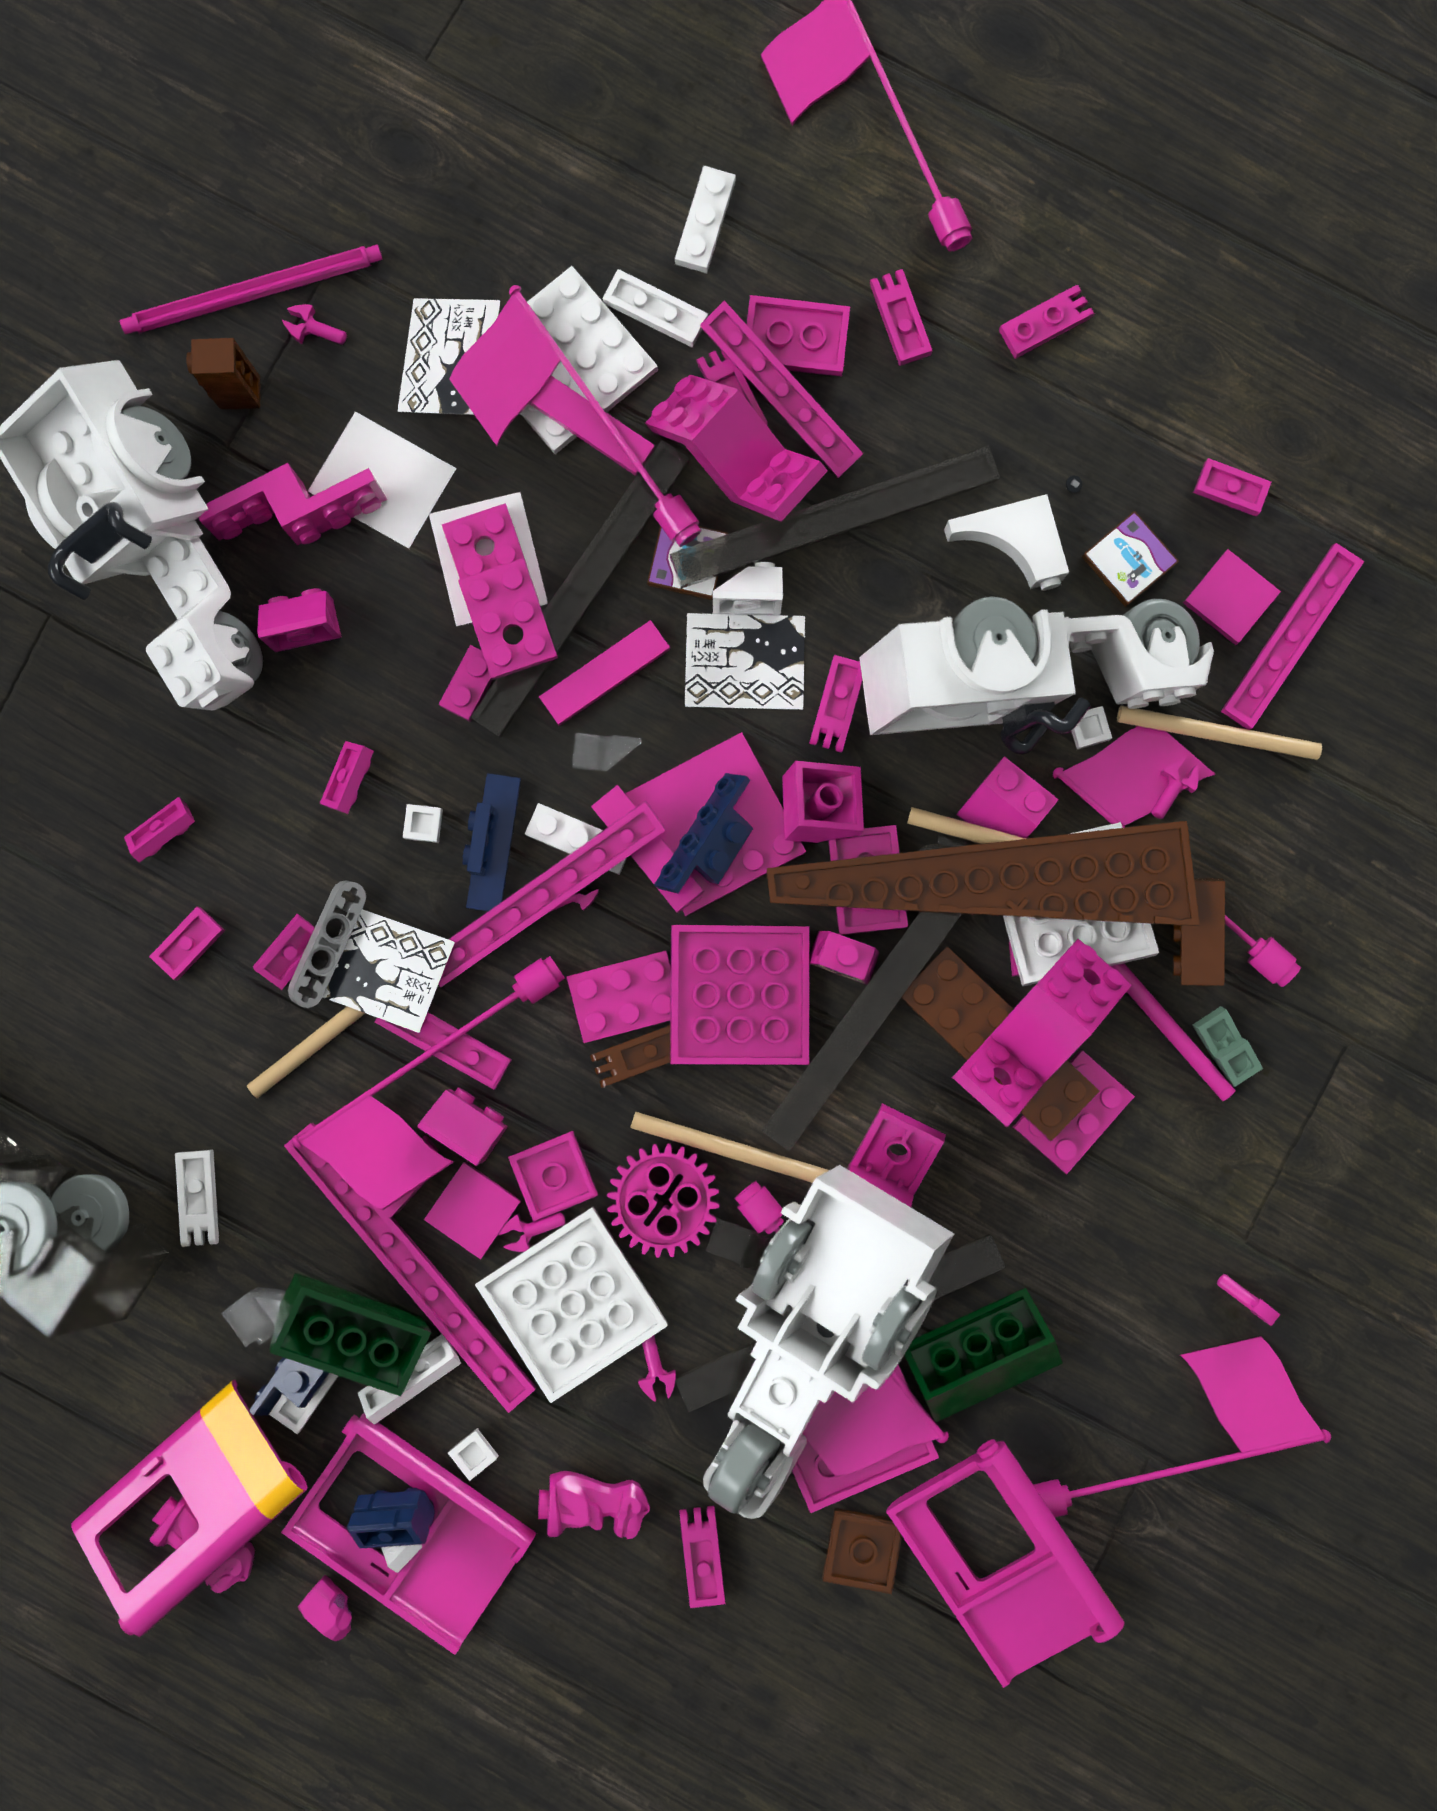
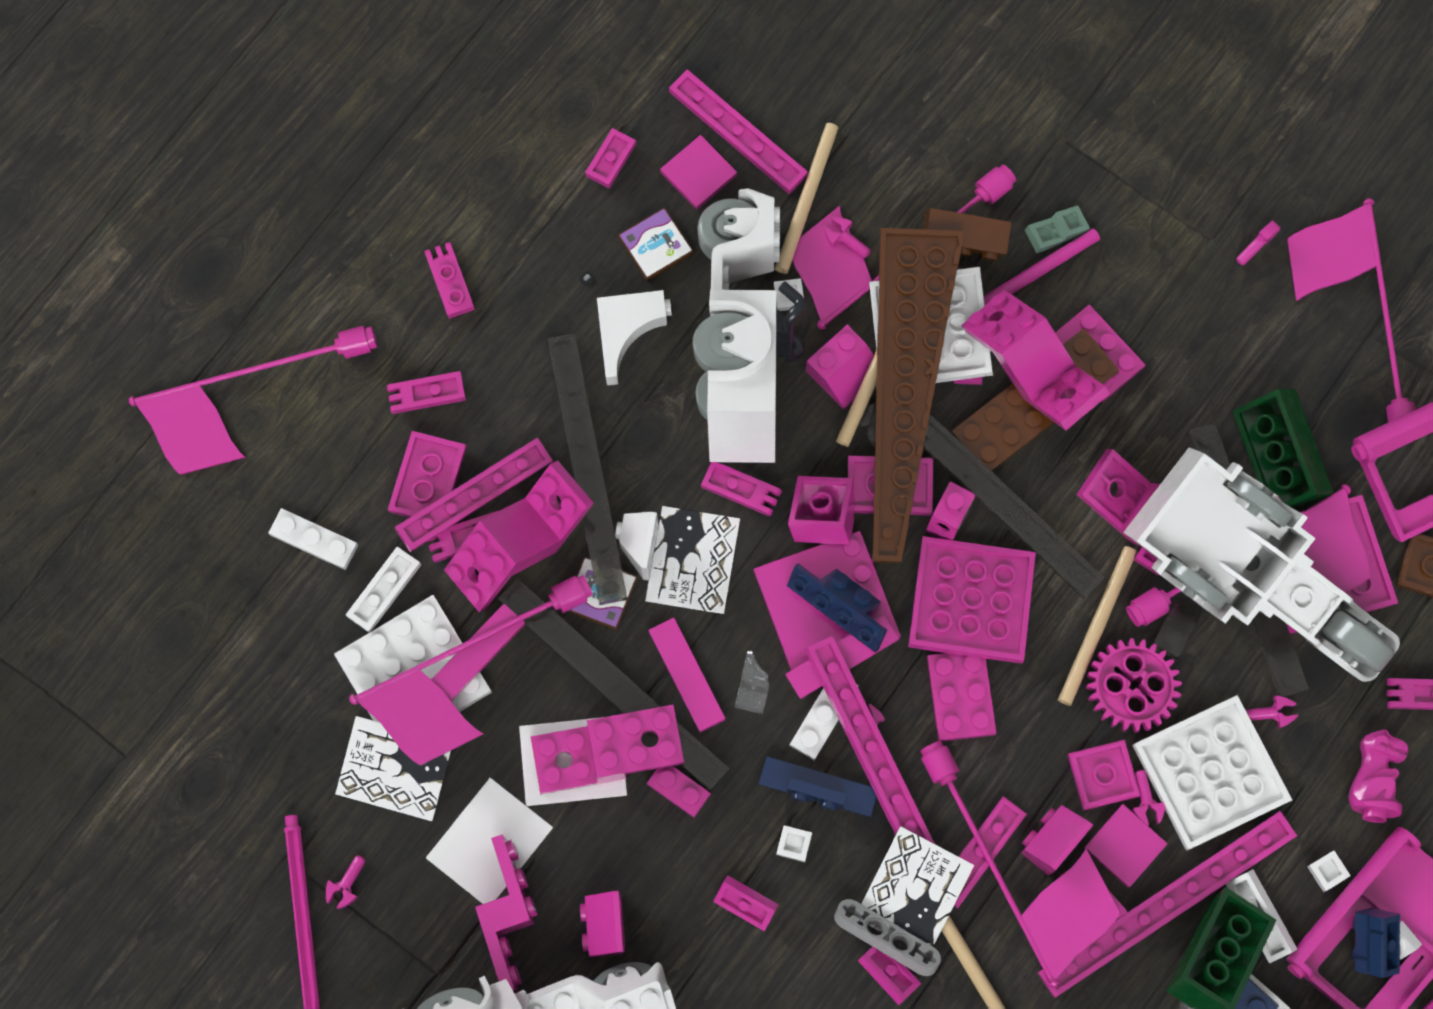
camera: 80 degrees left, 10 degrees down
(224, 373) = (384, 956): reddish brown brick -> none
(634, 1056) = (1012, 692): reddish brown hinge -> none

